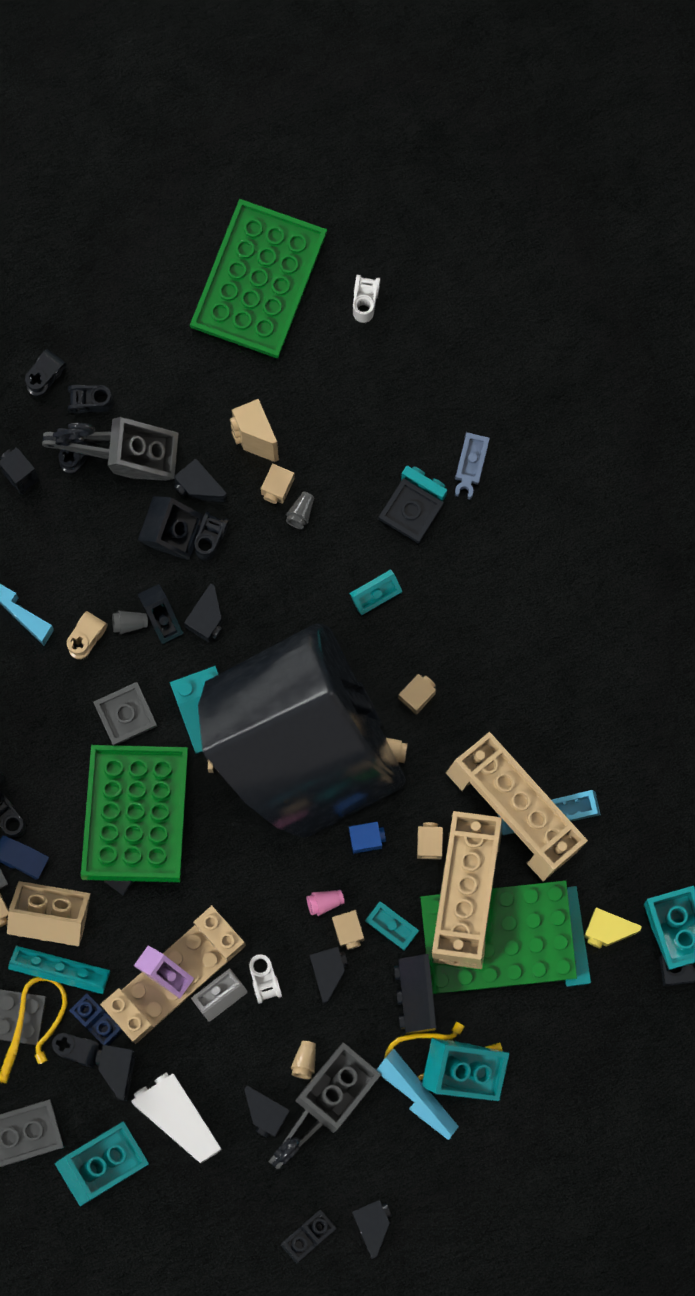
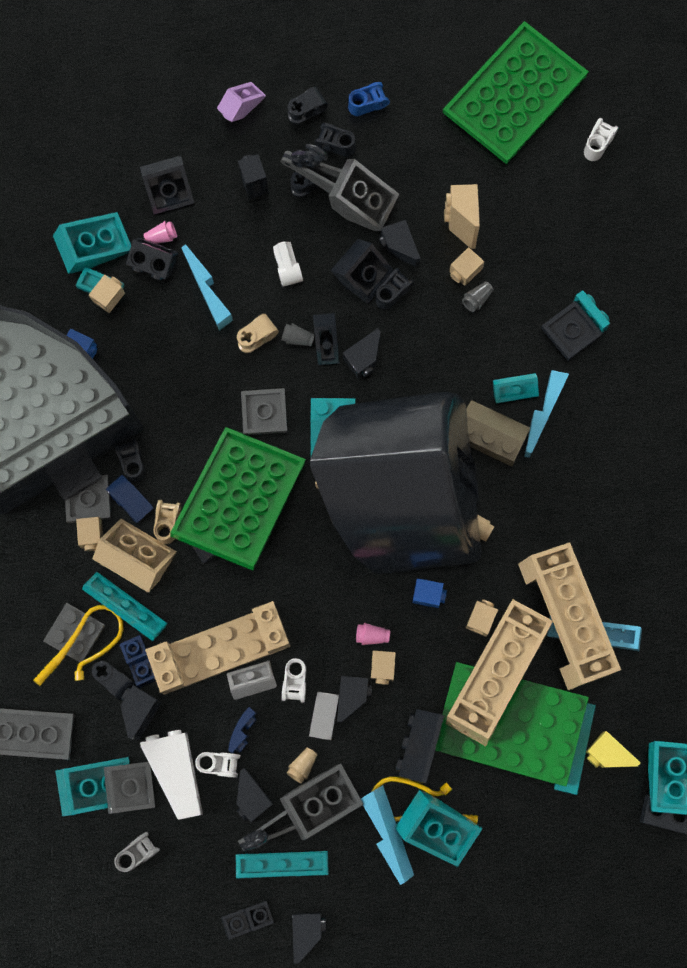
camera: 25 degrees right, 0 degrees up
(66, 862) = (165, 518): none -> tan piece
(92, 554) = (288, 268): none -> white piece
(110, 339) = (371, 98): none -> blue piece
(137, 1150) = (129, 787): none -> dark grey plate
(164, 971) = (210, 642): lavender slope -> none
(171, 1212) = (137, 852): none -> light grey piece
(220, 1091) = (220, 764): none -> white piece
(229, 1057) = (238, 738): none -> dark blue slope
(307, 1002) = (324, 716): none -> light grey slope
(322, 1167) = (281, 864): none -> teal tile
(372, 646) = (495, 433): none -> dark tan slope
(392, 926) = (422, 678): teal plate -> none
(415, 574) = (539, 418): none -> medium azure slope
(417, 693) = (519, 487): tan brick -> none
(471, 462) = (638, 309): sand blue plate -> none

